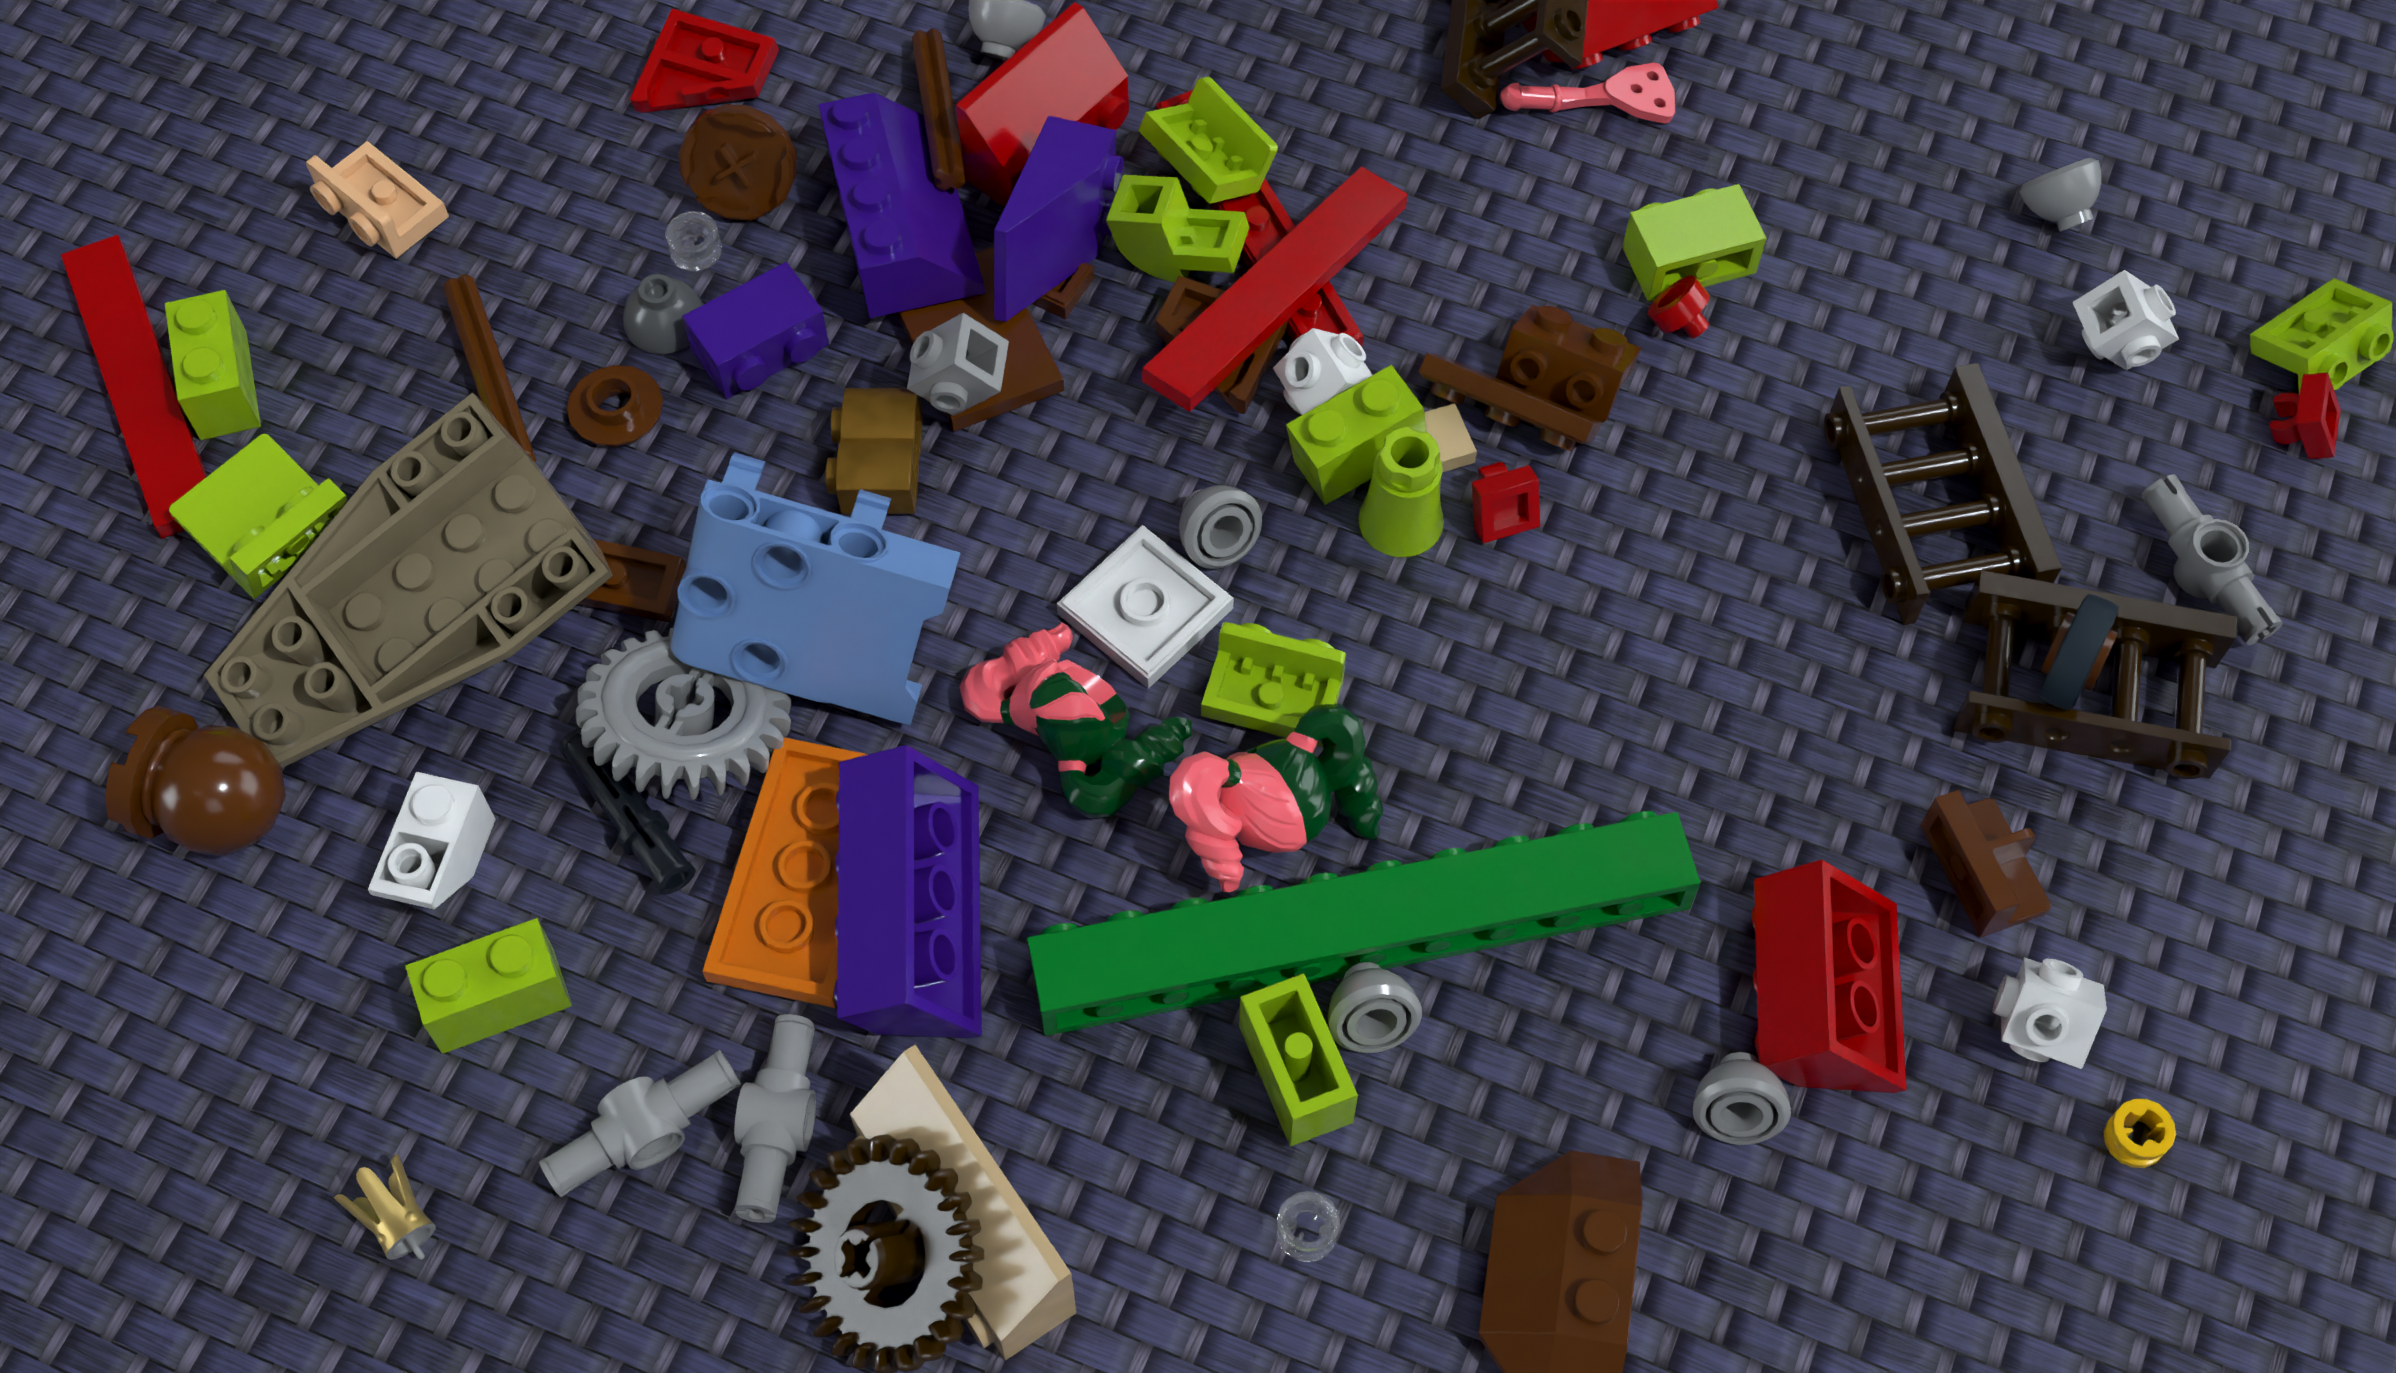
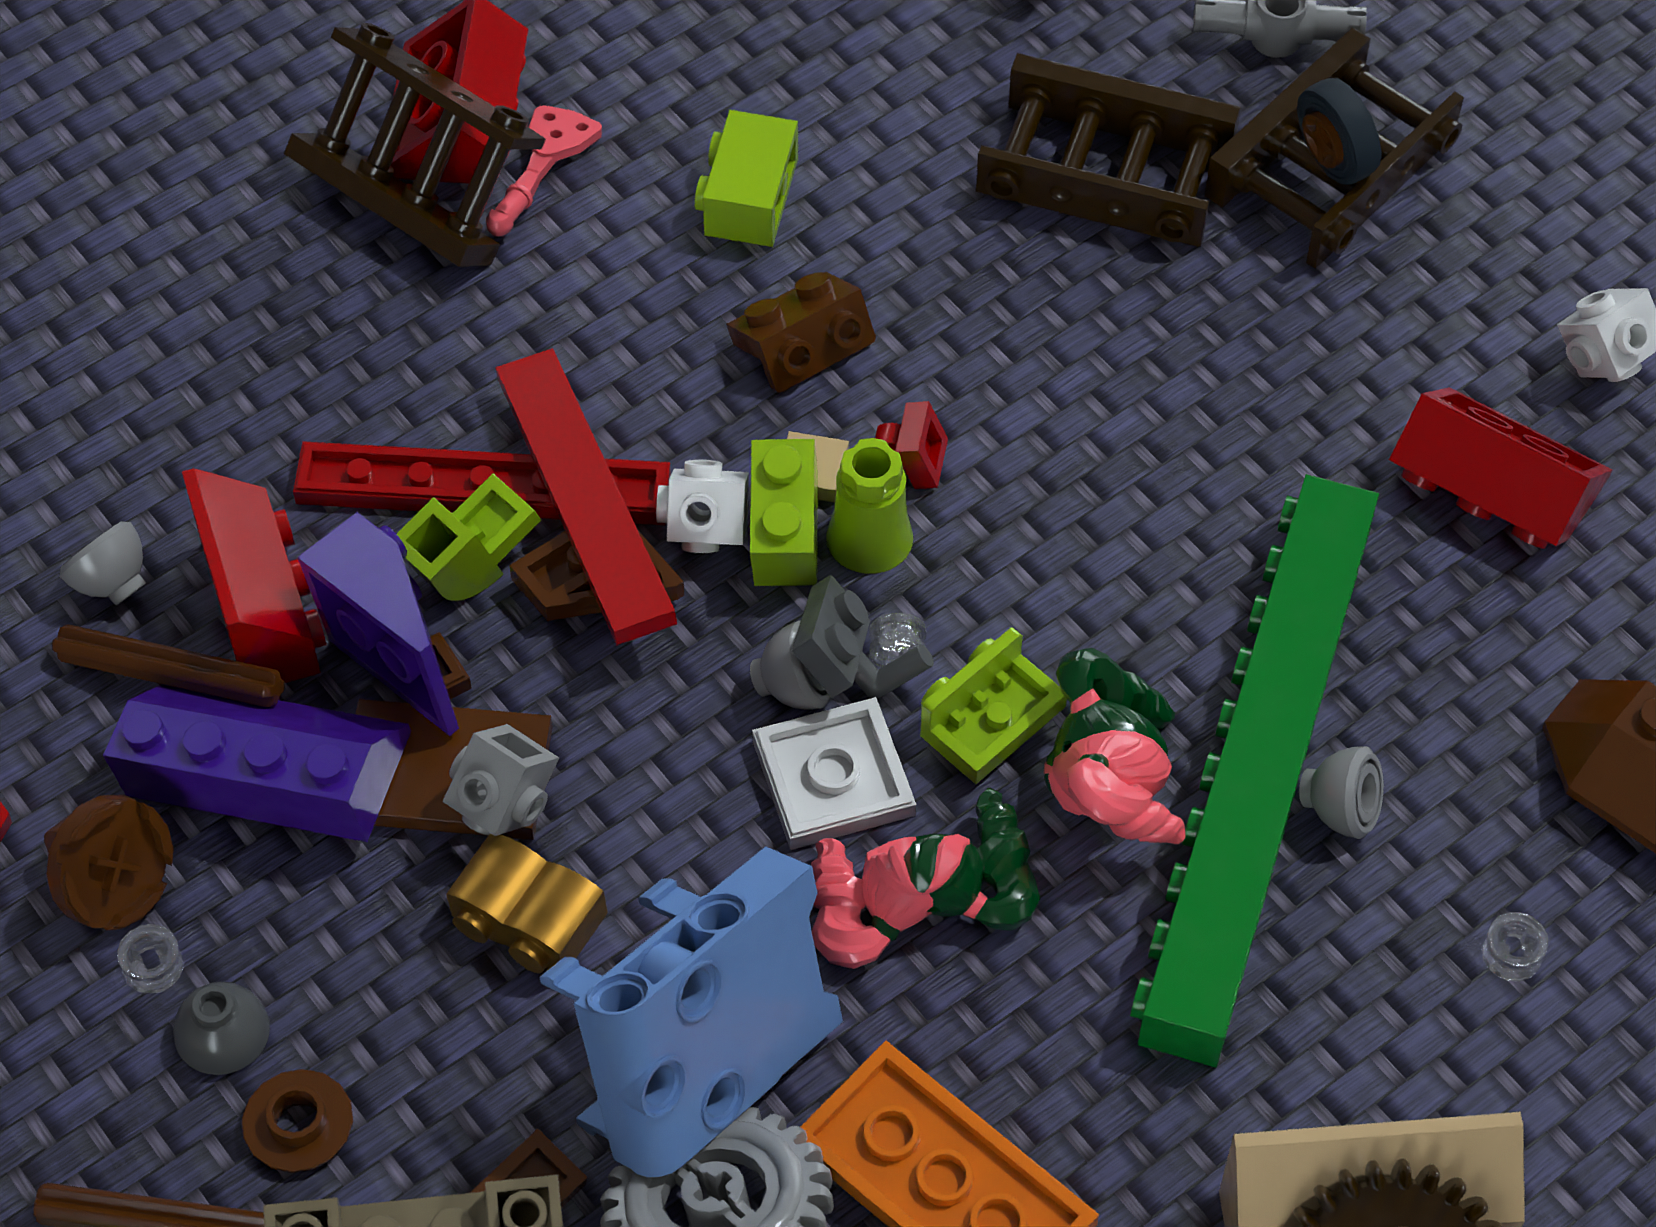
camera: 60 degrees left, 5 degrees down
(756, 330) = (312, 945): dark purple brick -> none
(908, 897) = (1039, 1098): dark purple slope -> none
(1211, 143) = (391, 460): lime bracket -> none
(1254, 531) = (833, 642): none -> dark grey plate
(1296, 585) = (894, 635): none -> clear bush
(1297, 1059) = (1374, 866): lime brick -> none
(1508, 402) = (817, 391): reddish brown tile -> none
(1681, 307) = (806, 221): red tile -> none
(1741, 1101) = (1571, 575): light grey brick -> none
(1985, 862) = (1451, 311): reddish brown panel -> none

